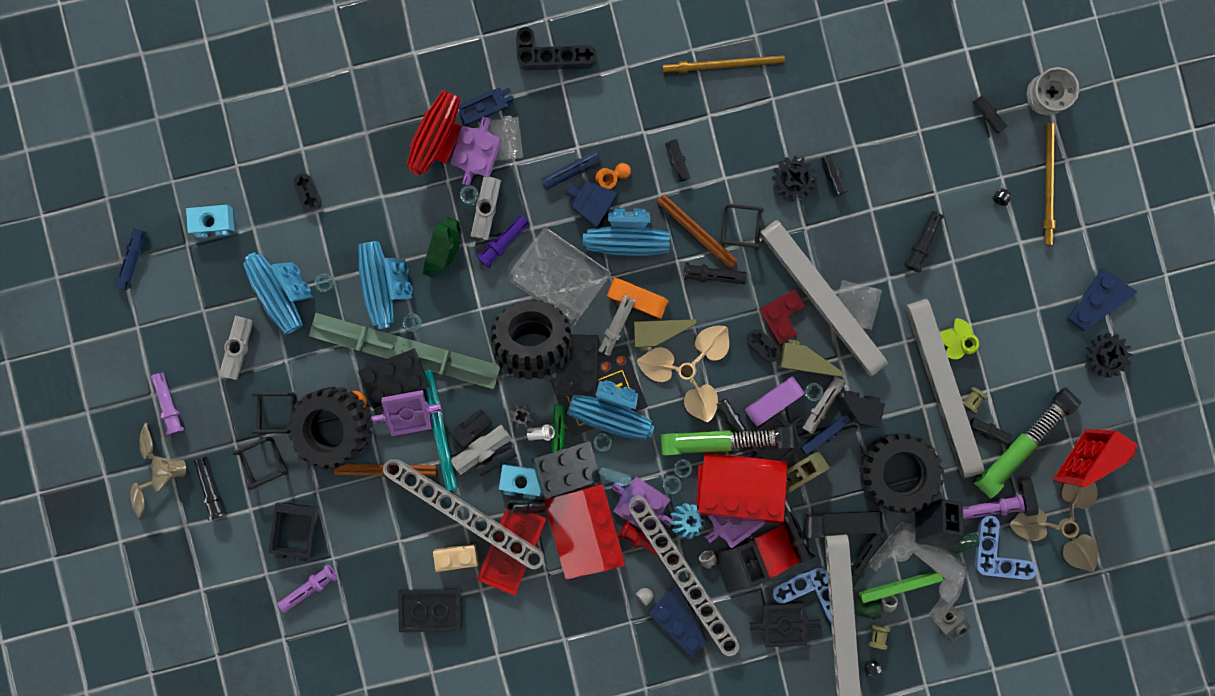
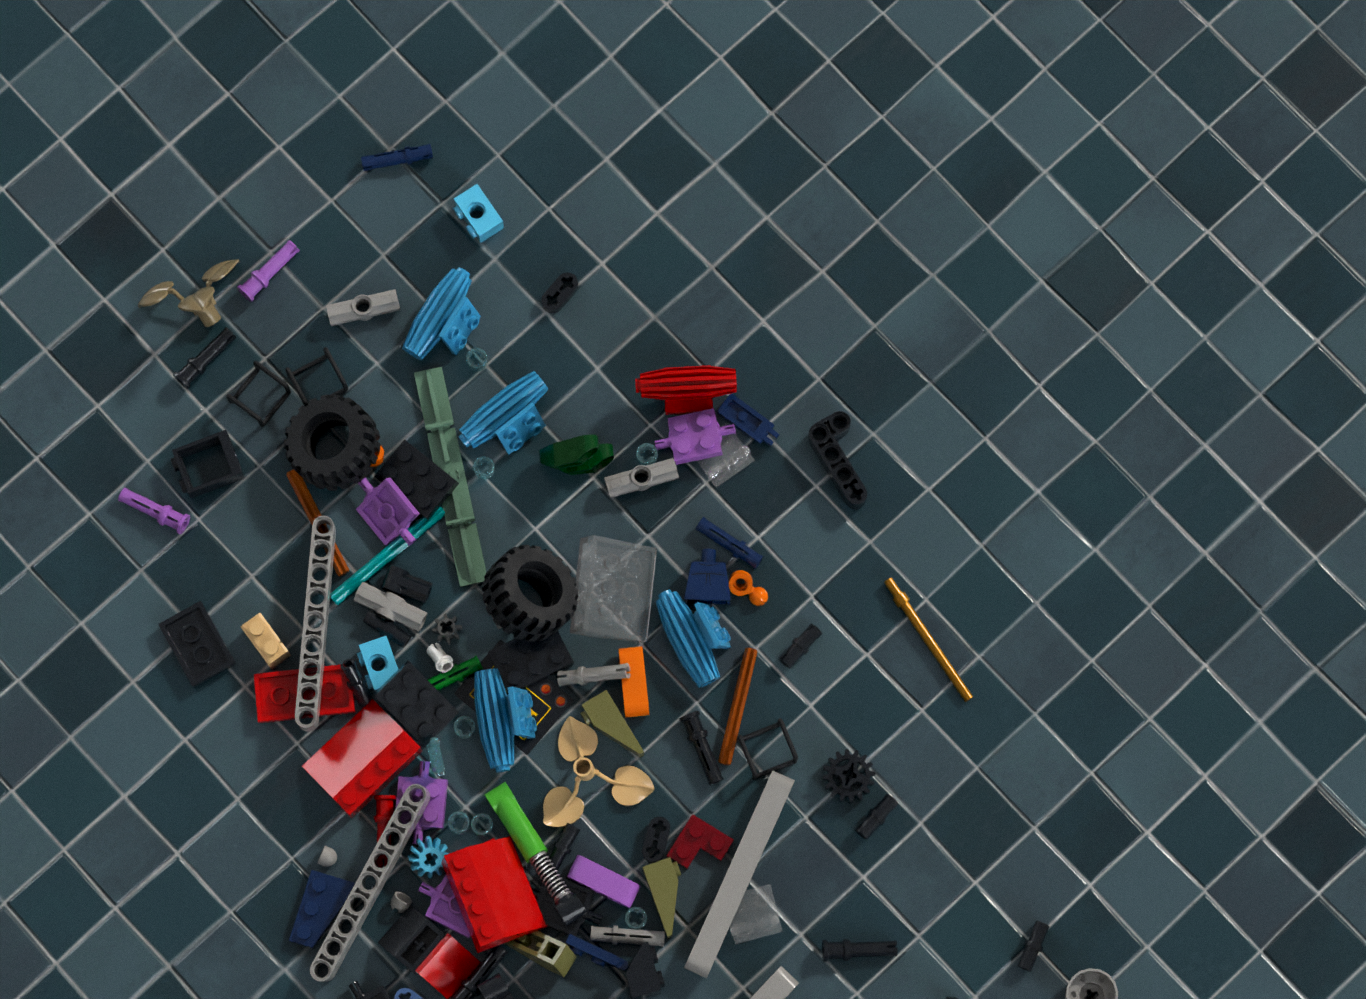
camera: 65 degrees right, 10 degrees down
(496, 247) = (608, 511): dark purple pin -> none

